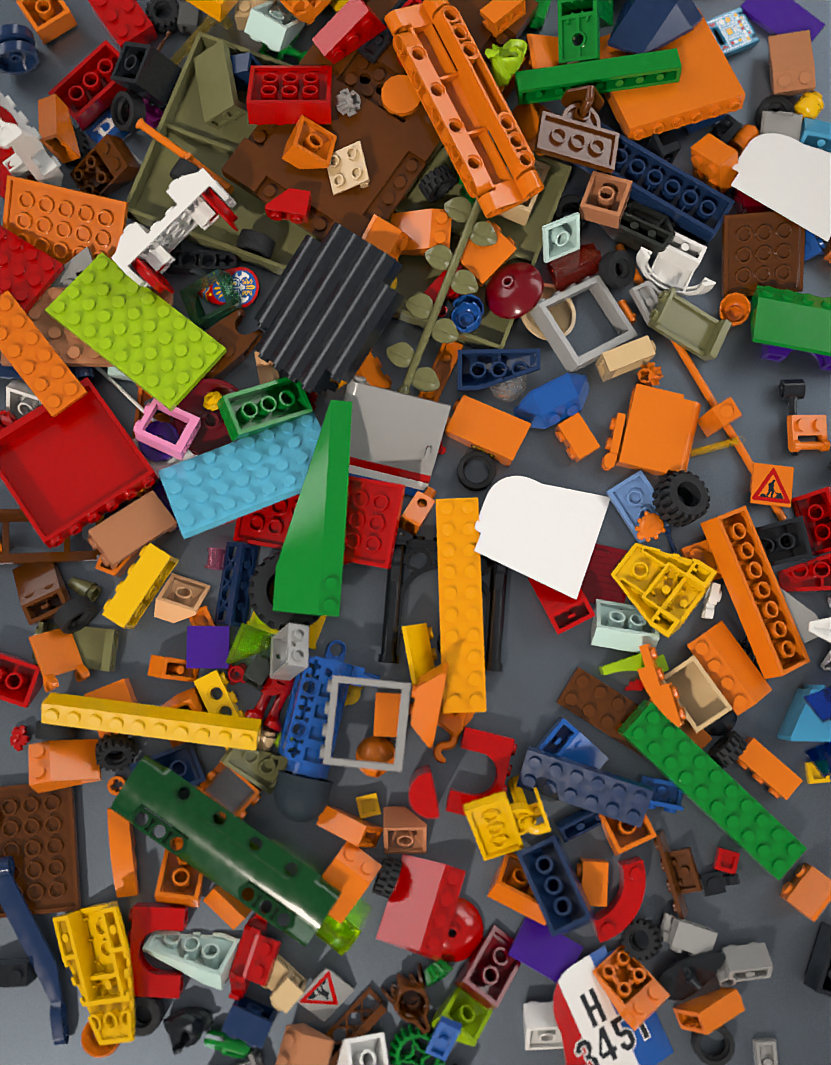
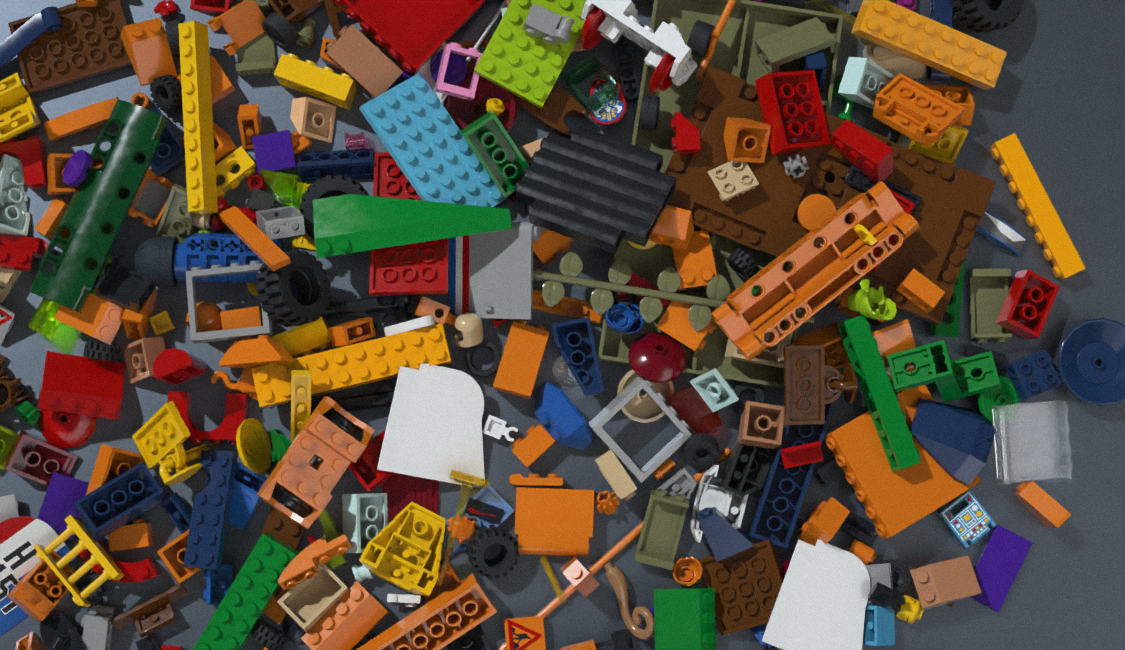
camera: 80 degrees right, 0 degrees up
(139, 320) = (547, 25): none -> light grey hinge
(178, 867) = (76, 168): none -> dark purple tile
(303, 679) = (254, 238): none -> orange tile
(322, 838) = (123, 287): none -> black panel
(366, 649) = (311, 285): none -> black tyre
(422, 599) = (352, 332): none -> orange brick
(430, 536) = (409, 325): none -> white beam
(439, 42) = (865, 235): none -> yellow tile
(441, 473) = (470, 329): none -> tan helmet
(510, 670) = (300, 400): none -> yellow plate
(524, 727) = (254, 445): none -> yellow hat
(532, 699) = (279, 446): none -> green wing
(551, 471) = (496, 428): none -> white plate
(559, 661) = (303, 477): none -> orange piece
(613, 919) = (98, 556): none -> yellow fence
(635, 500) = (484, 511): none -> black sticker
(644, 163) = (801, 454): none -> red panel
(675, 640) = (361, 572): none -> light aqua wheel
(680, 545) = (468, 482): none -> clear yellow piece
(710, 261) = (722, 534): none -> dark blue slope
(735, 379) = (632, 621): none -> medium nougat plant
(797, 119) = (886, 596): none -> black plate

